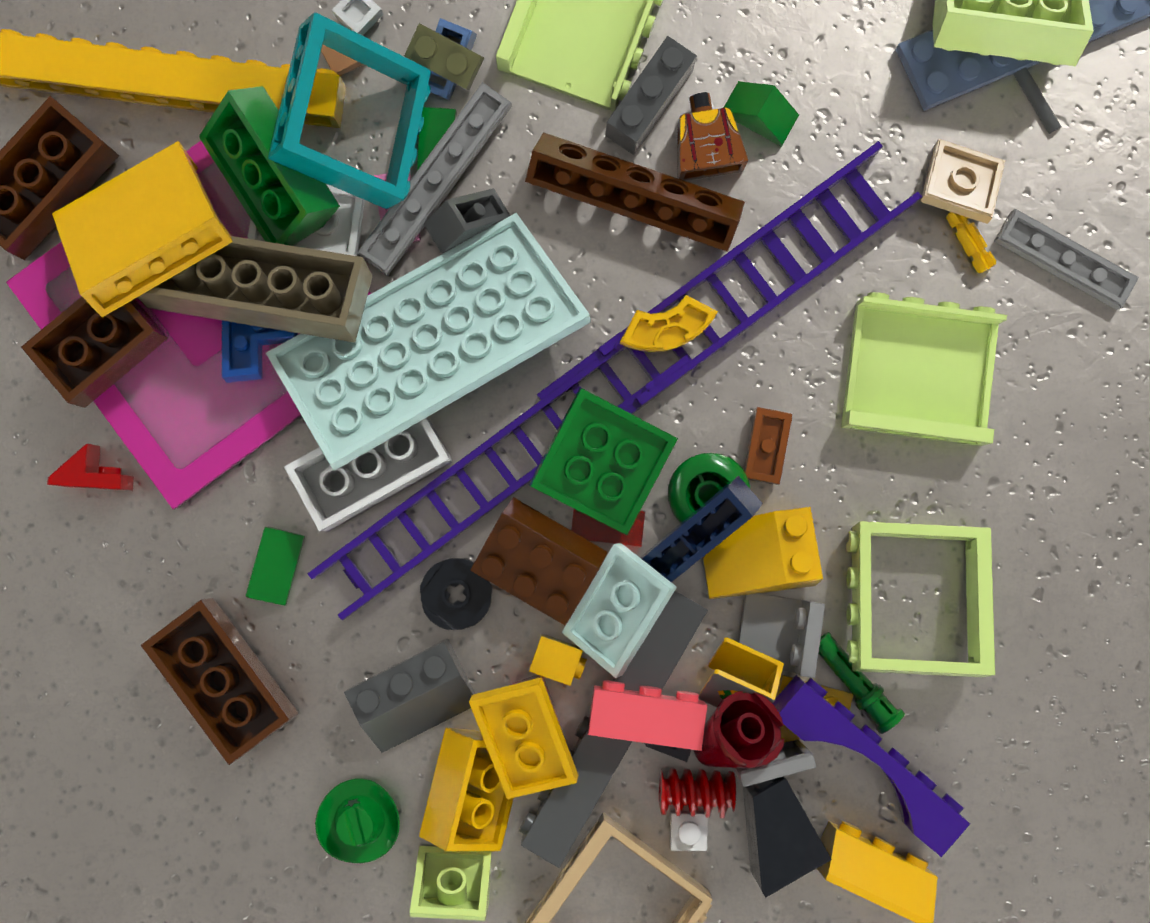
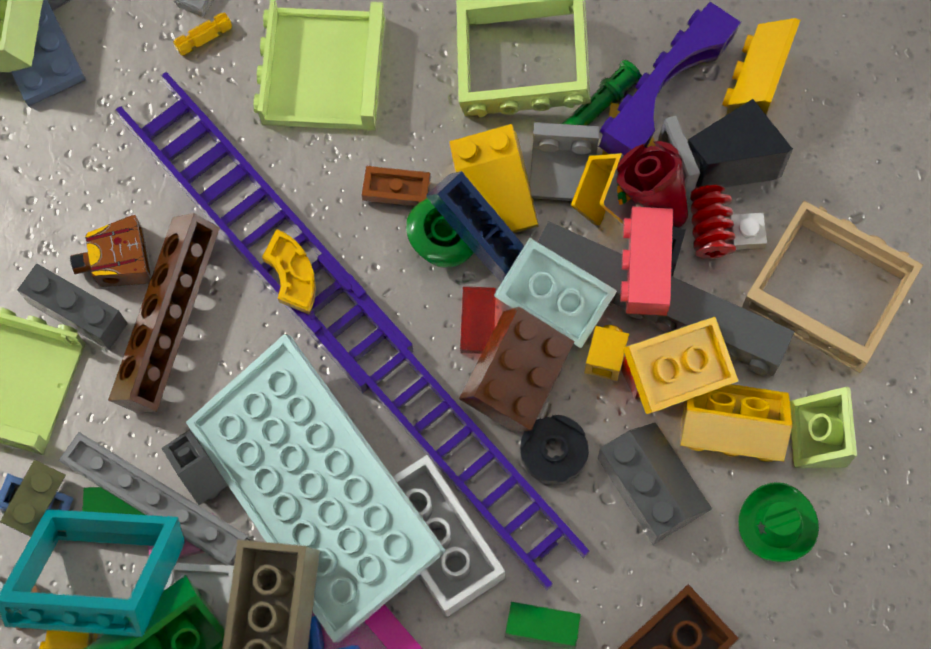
camera: 85 degrees left, 15 degrees down
(603, 461) = (419, 318): green plate -> none
(762, 110) = (84, 212): green slope -> none
(963, 181) = (150, 41): tan tile -> none

